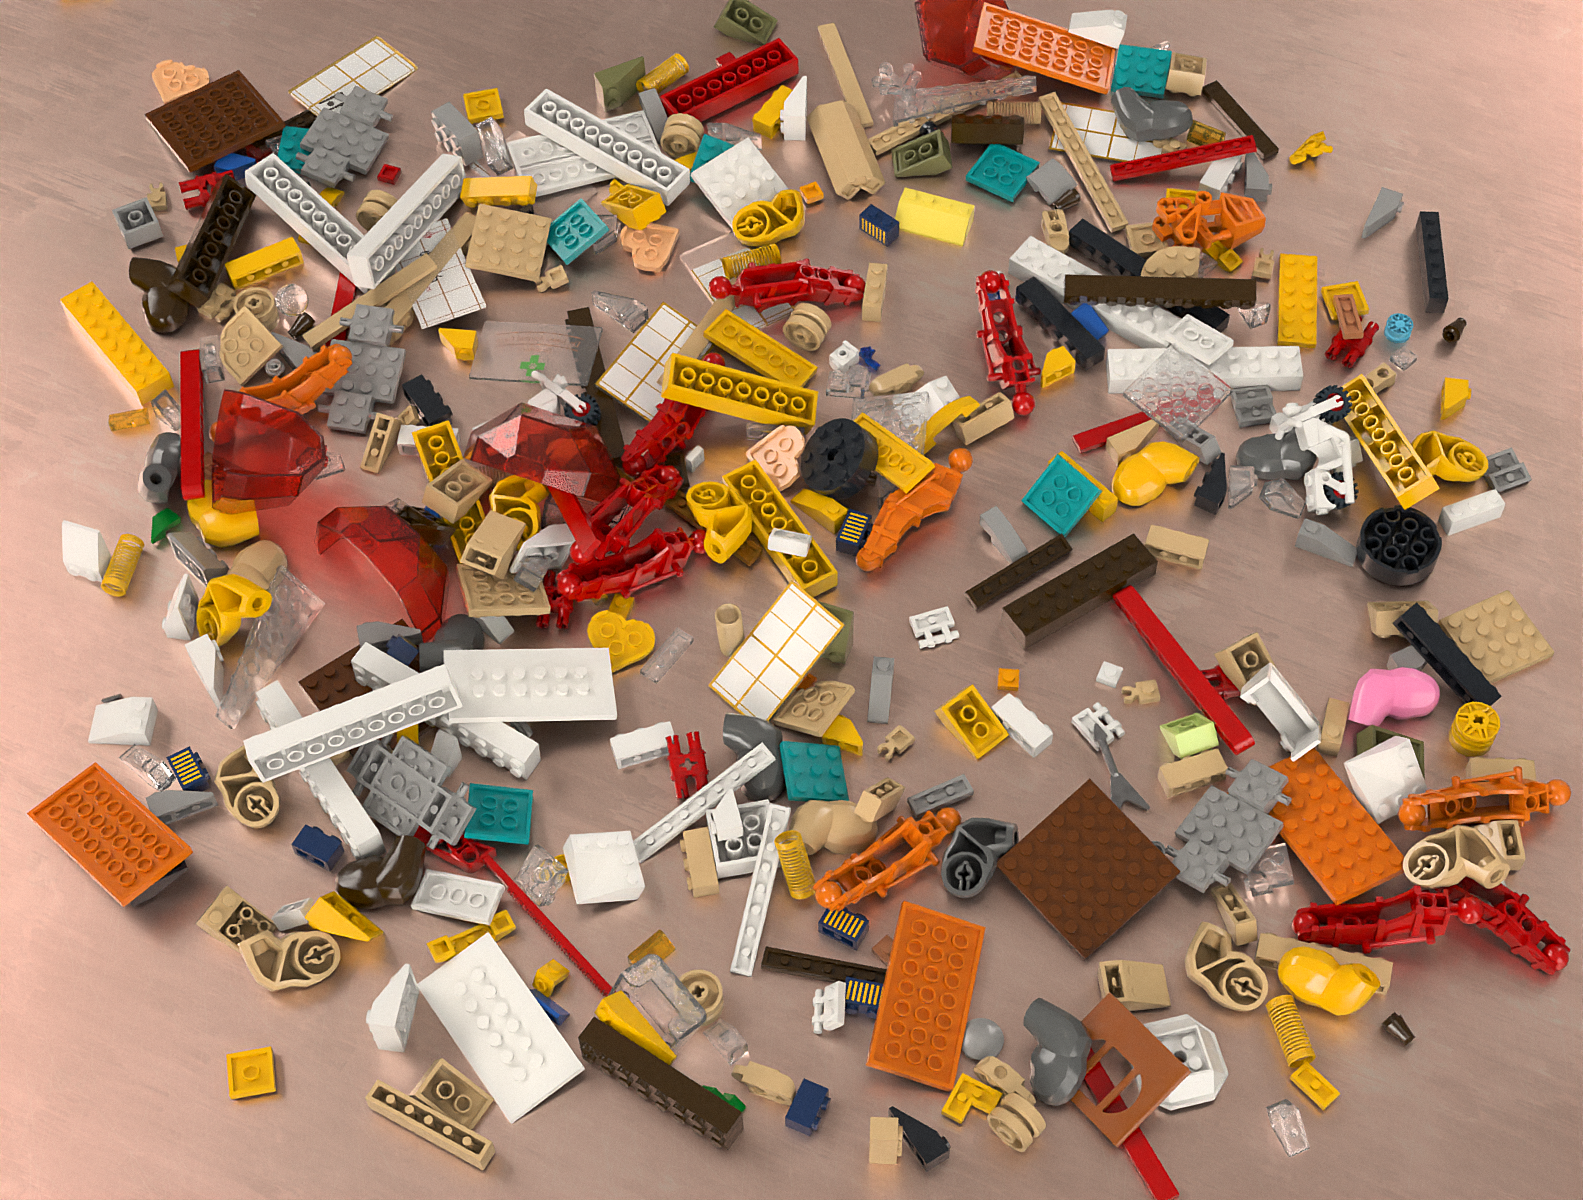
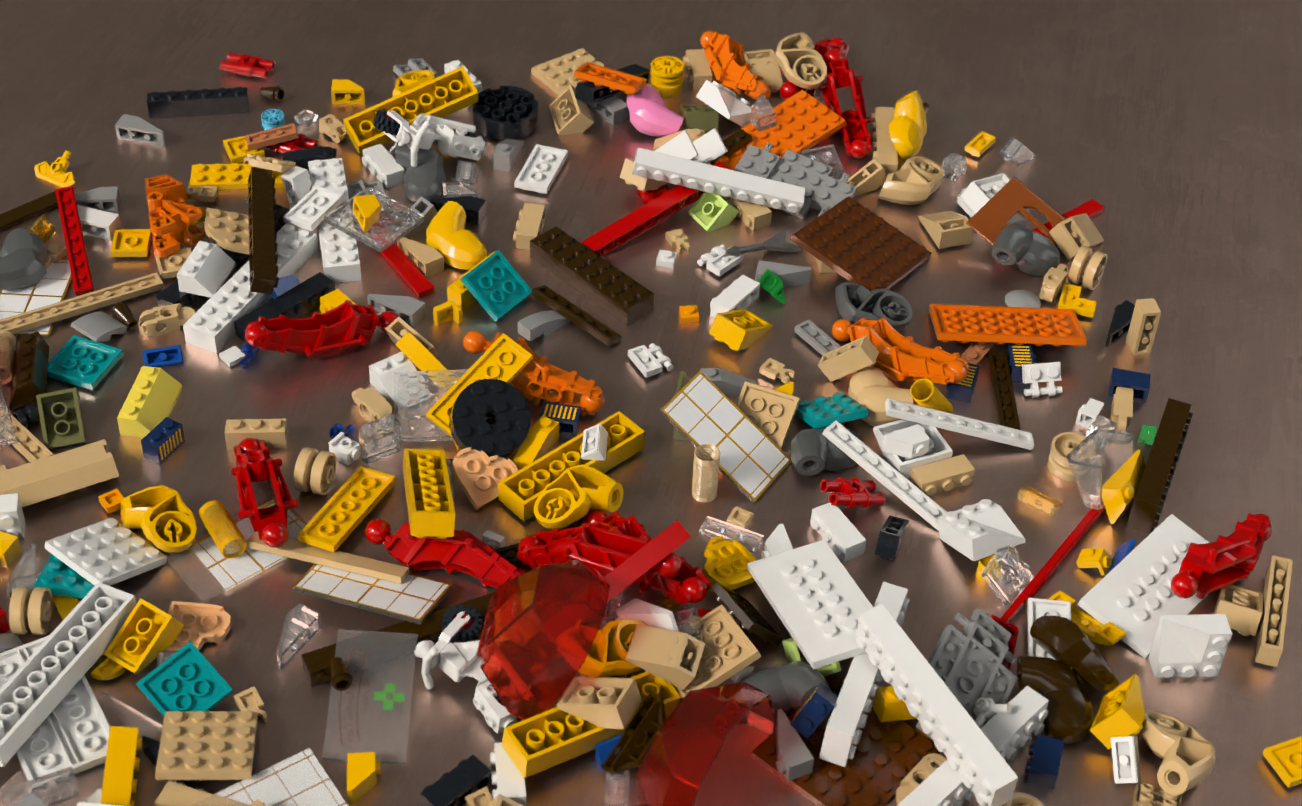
camera: 105 degrees left, 15 degrees down
(365, 792) = (986, 708): none -> white piece
(411, 900) = (1072, 647): none -> dark brown piece
(499, 1105) = (1224, 561): none -> red piece
(500, 815) = (941, 611): teal plate -> none
(542, 625) = (750, 618): none -> dark brown plate
(551, 325) = (340, 675): none -> dark brown cone
(627, 792) = (891, 537): none -> black slope
(633, 687) = (777, 542): none -> white slope
(687, 667) = (740, 517): none -> tan tile
(767, 1047) = (1089, 412): none -> white brick
(1005, 230) = (163, 356): none -> blue slope
(1035, 454) = (447, 312): none -> yellow bracket
(1036, 766) = (772, 284): none -> green slope
(1042, 420) = (406, 307): none -> light grey slope
(1058, 774) = (790, 274): none -> light grey slope
(1089, 1138) = (1075, 233): none -> tan slope
(1107, 250) = (204, 270): none -> white slope
(1173, 377) = (366, 210): none -> yellow slope
(1205, 724) = (718, 180): none -> white brick
(1252, 331) = (296, 184): none -> white slope
(1257, 1030) = (954, 166): none -> clear brick
(1285, 308) = (268, 163): none -> tan plate
(1289, 572) = (541, 169): none -> white plate
(1297, 1053) = (931, 153): yellow piece -> none
(1312, 354) = (302, 156): none -> black slope
(1313, 774) = (736, 141): none -> dark brown plate
(1357, 805) = (763, 114): none -> clear slope
(1424, 638) = (609, 77): none -> orange plate
(1513, 309) = (247, 65): none -> red pin

